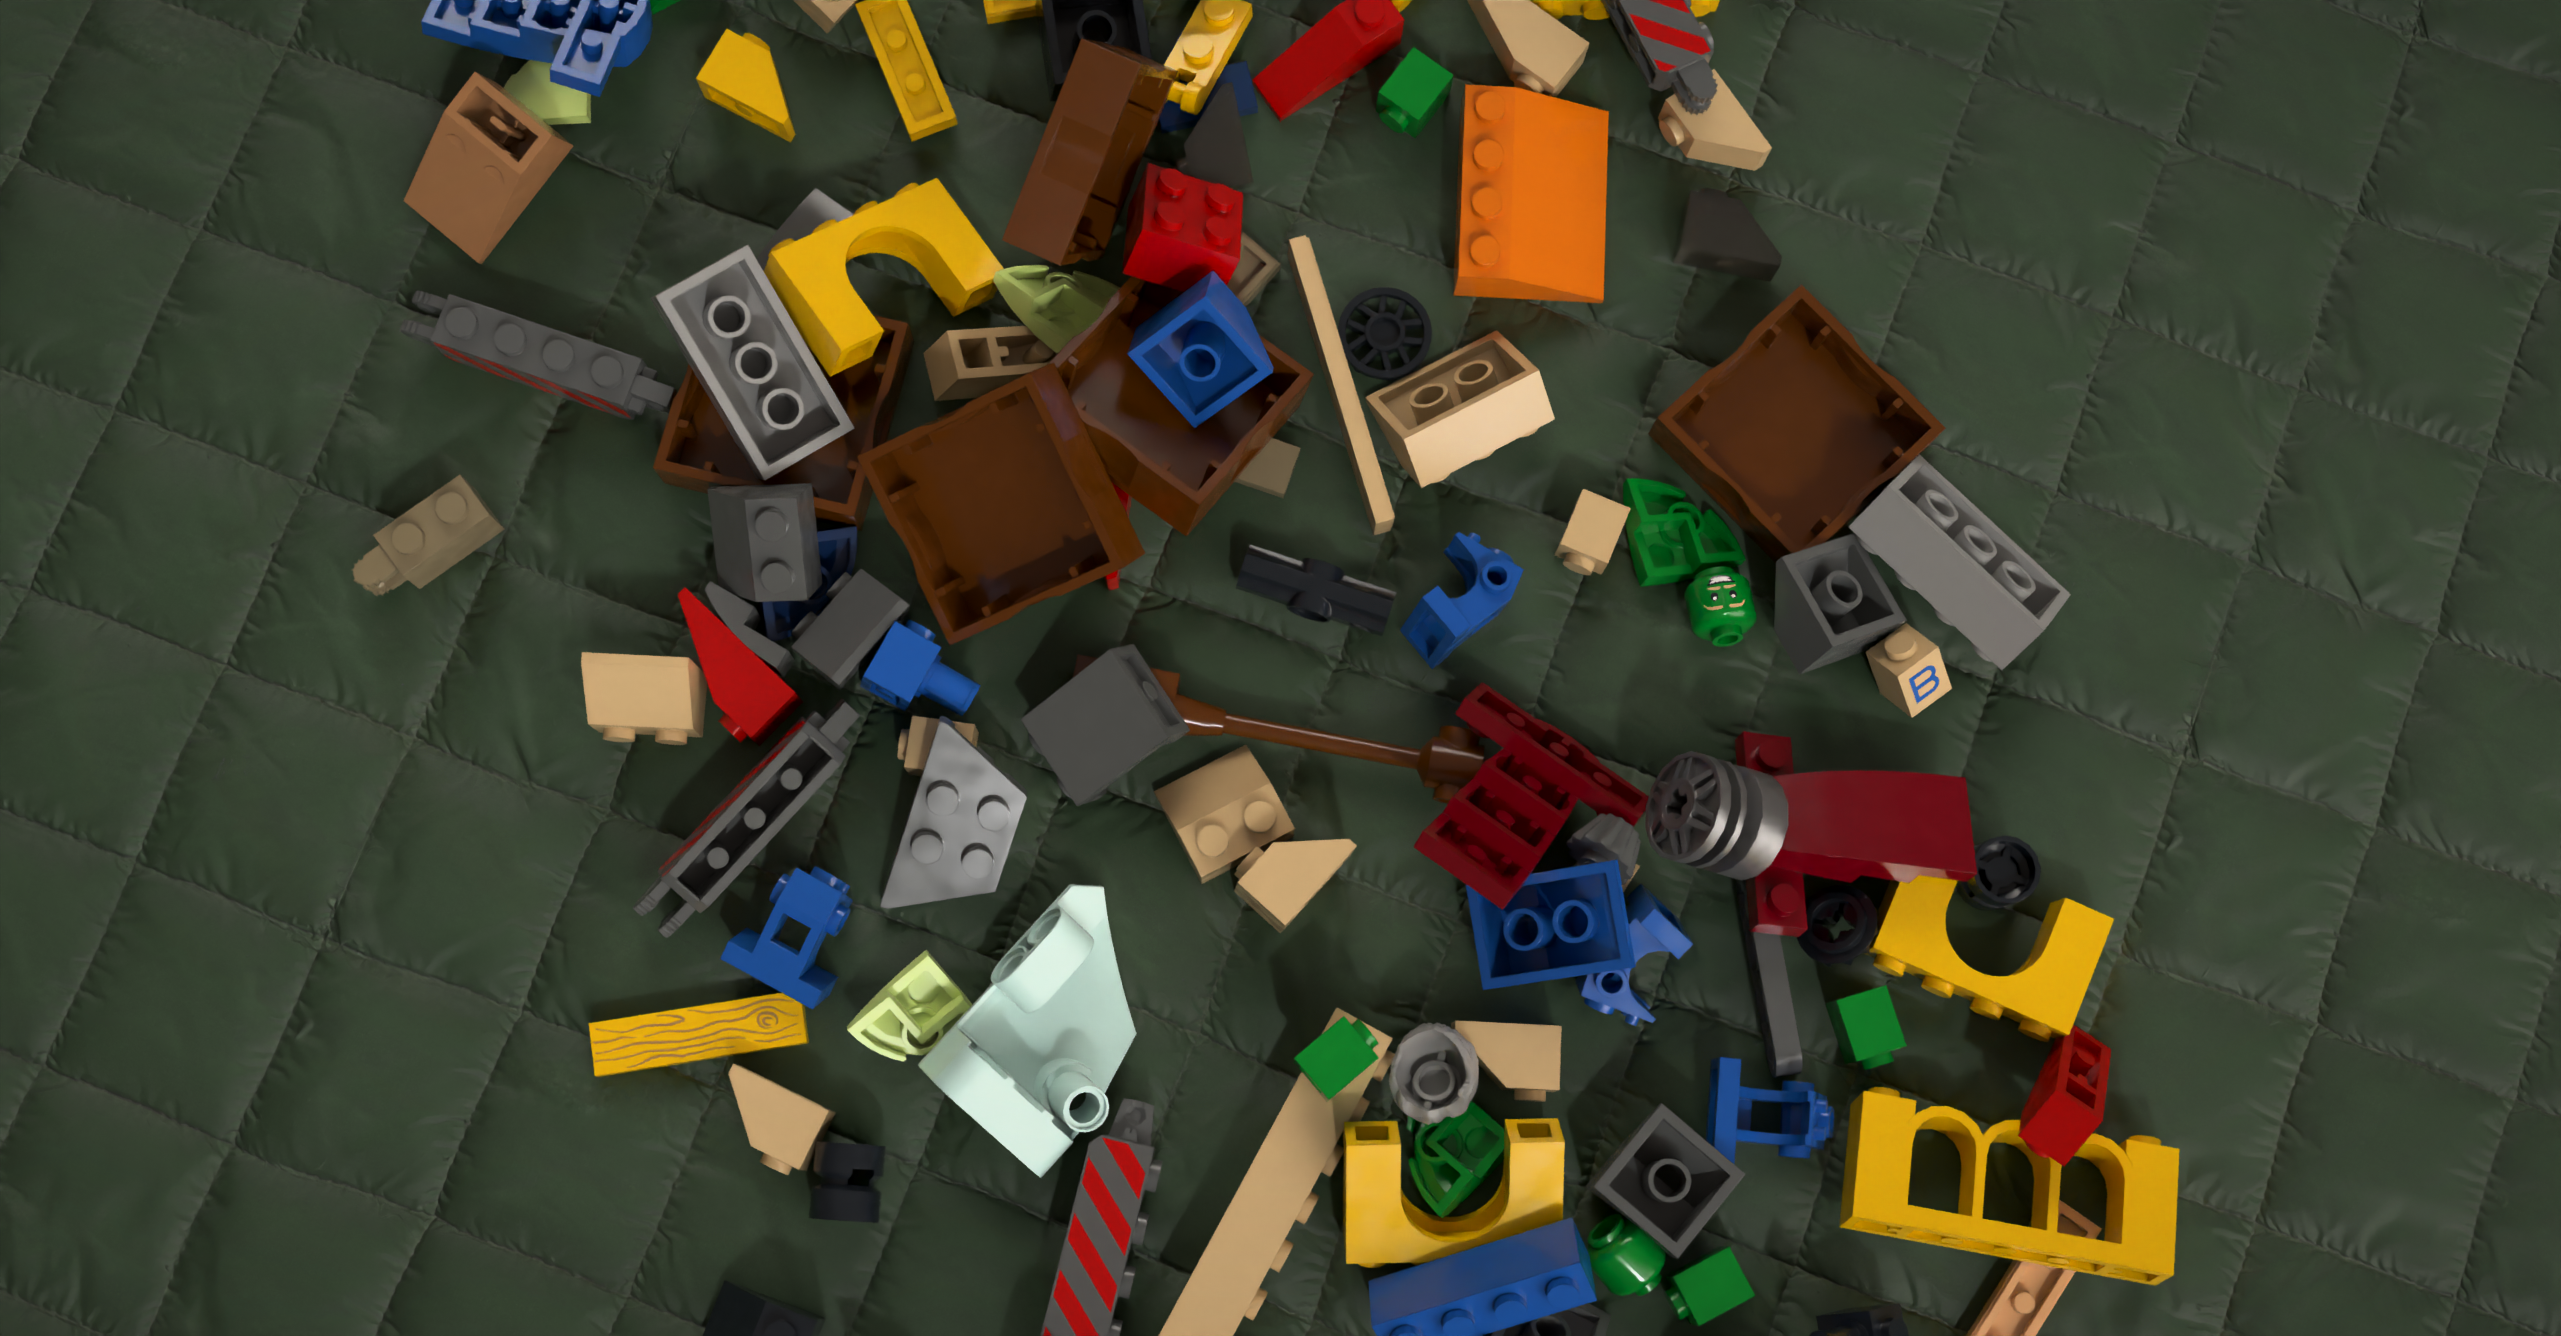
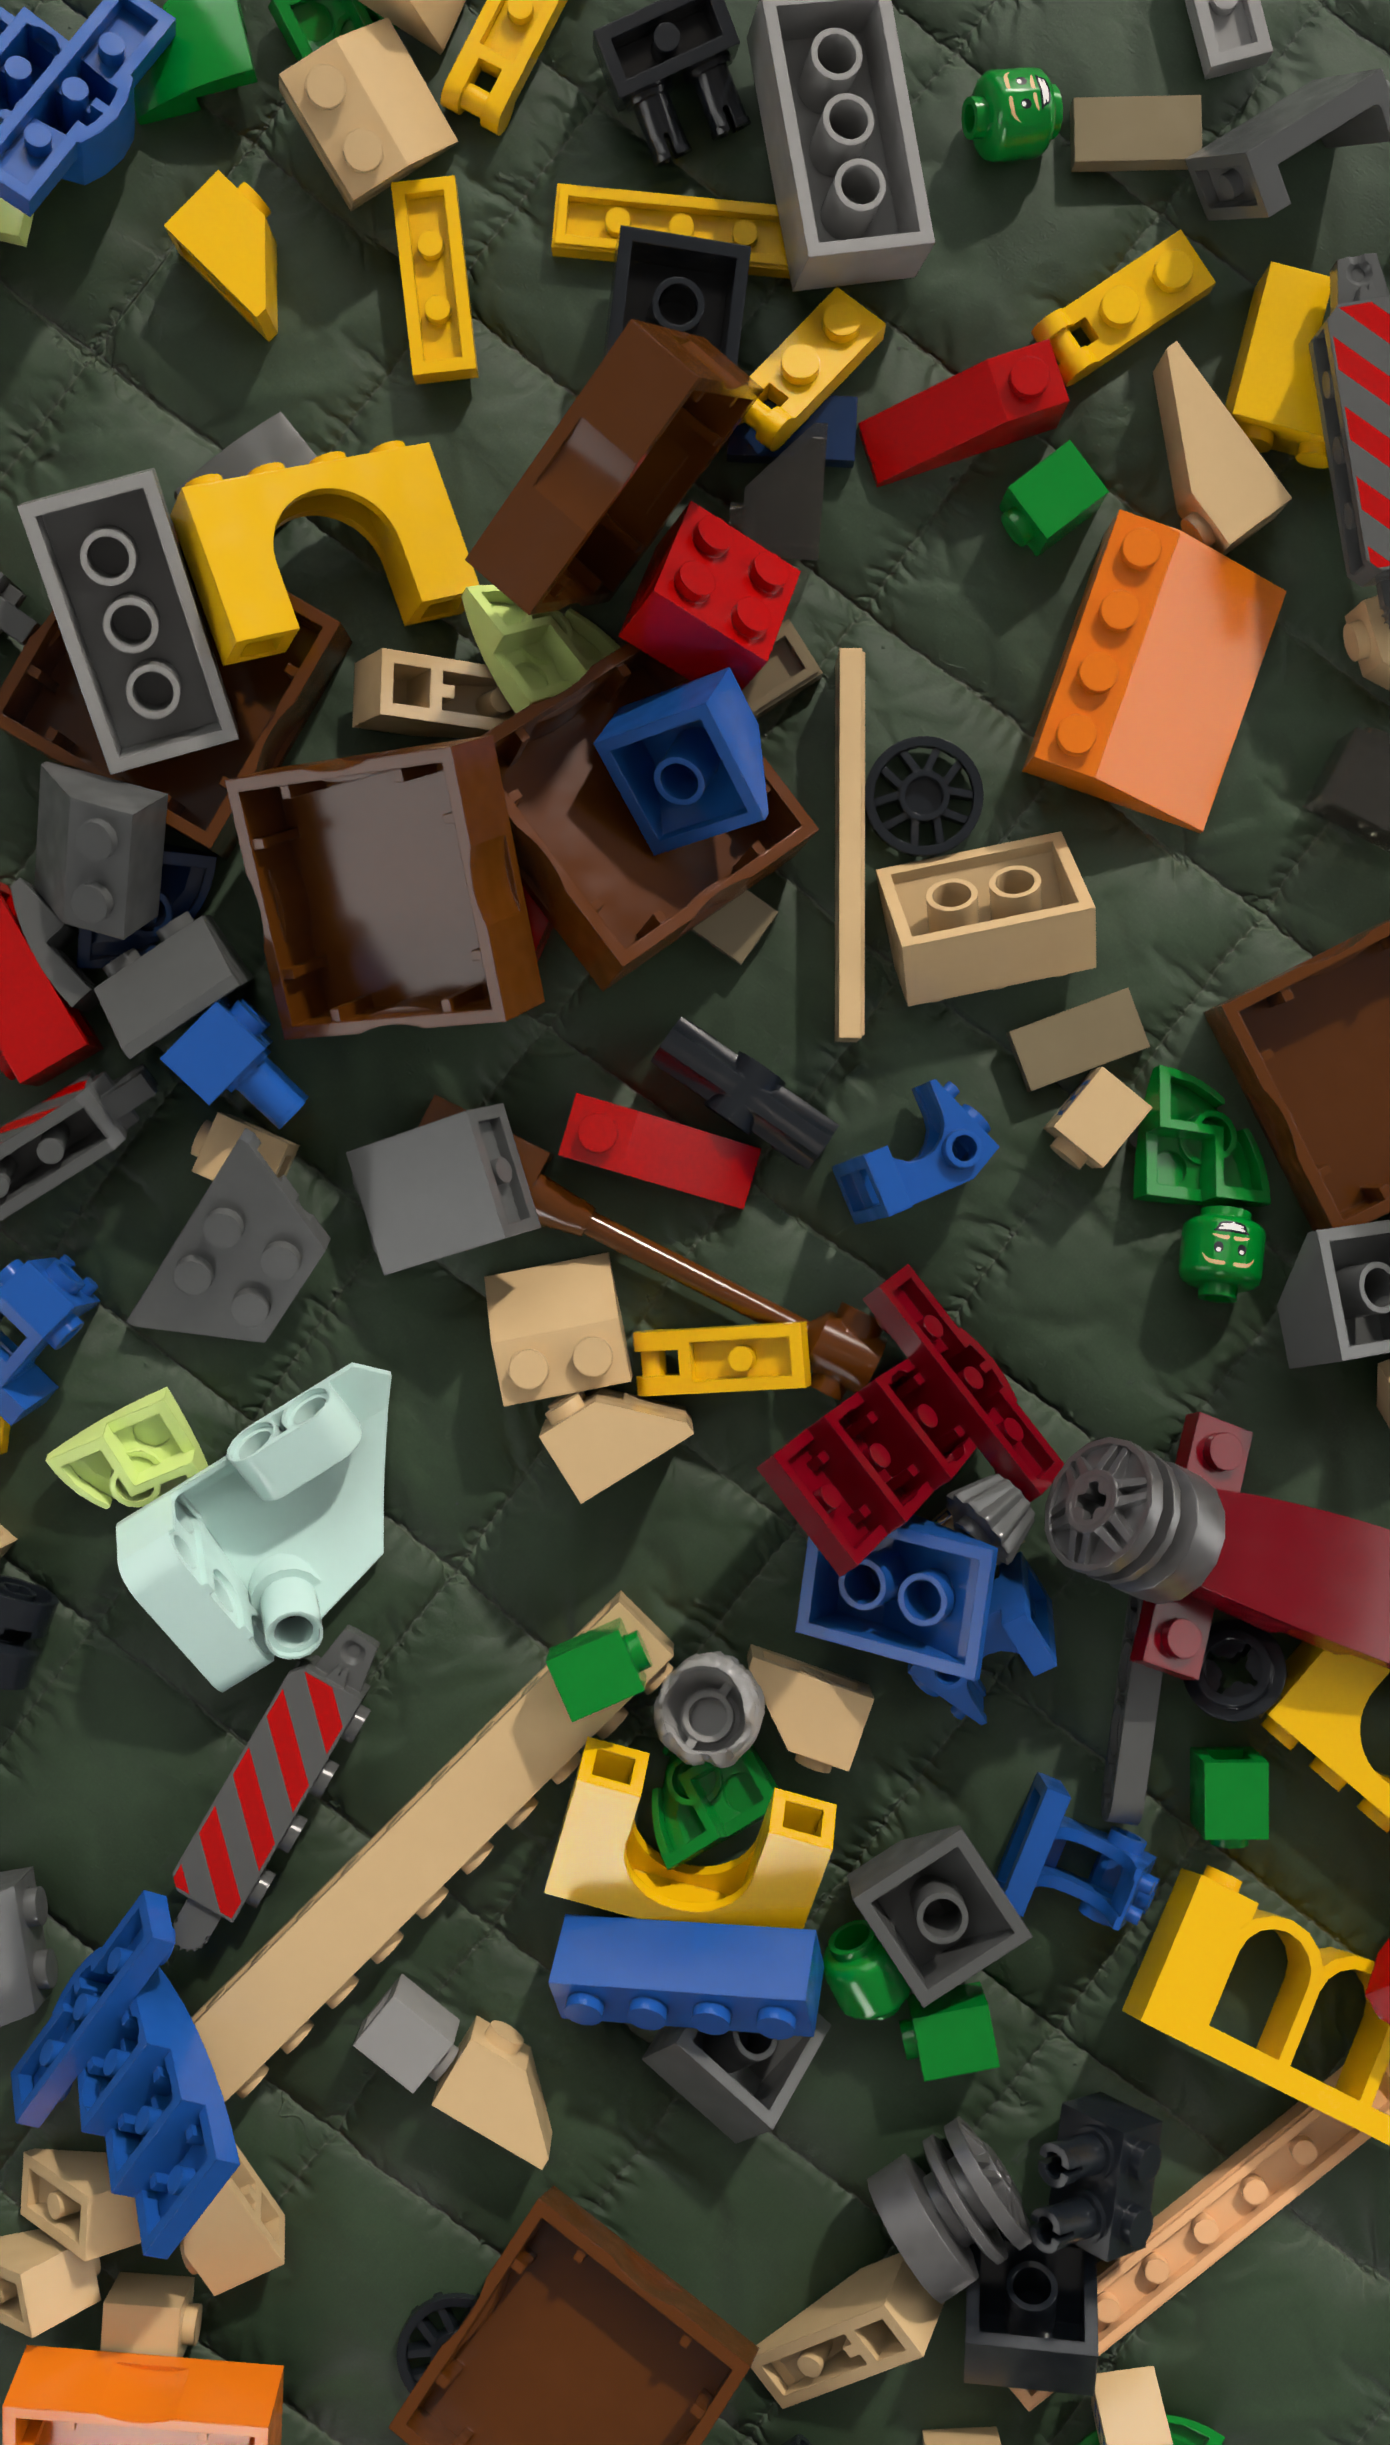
camera: 25 degrees right, 10 degrees up
(1261, 653) = (659, 1151): none -> red slope
(1362, 794) = (724, 1359): none -> yellow plate
(1558, 479) = (1078, 1039): none -> dark tan tile

